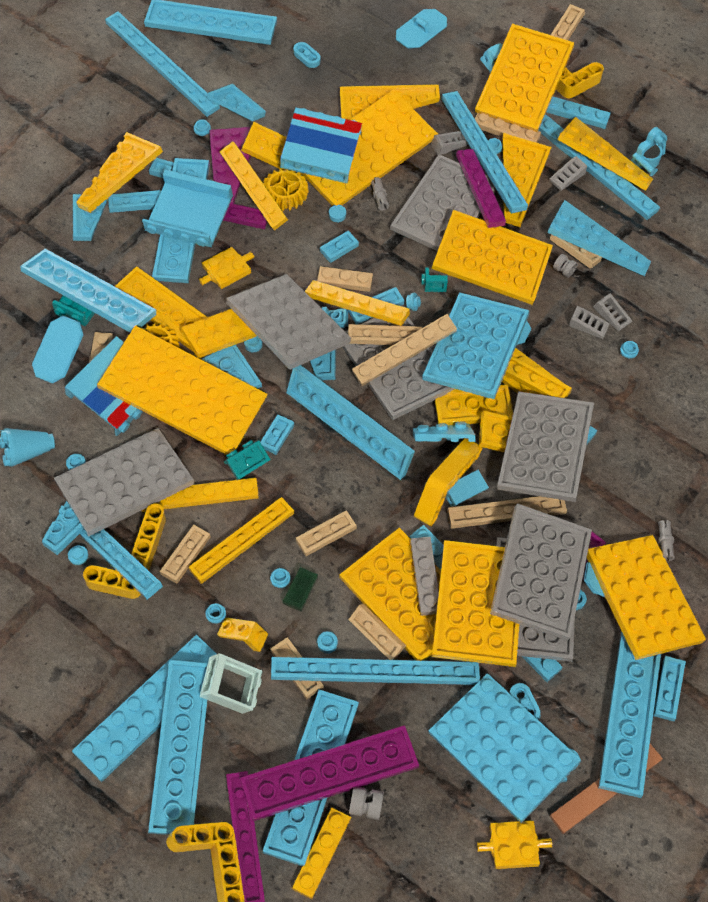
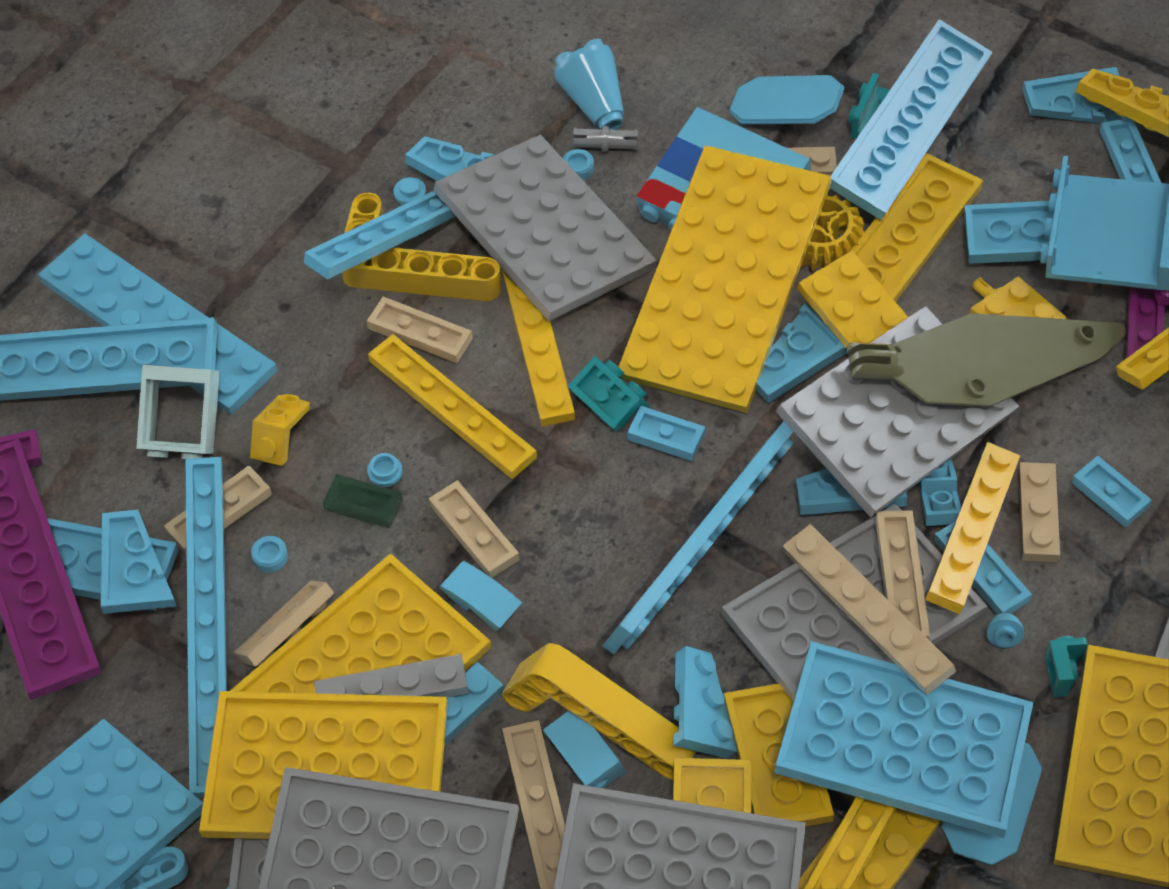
camera: 90 degrees right, 5 degrees down
(61, 446) = (605, 138): none -> light grey pin
(215, 608) = (313, 379): medium azure plate -> none
(262, 277) = (985, 356): none -> olive wing
(338, 711) = (130, 567): none -> medium azure wing
(367, 532) = (481, 594): none -> medium azure slope

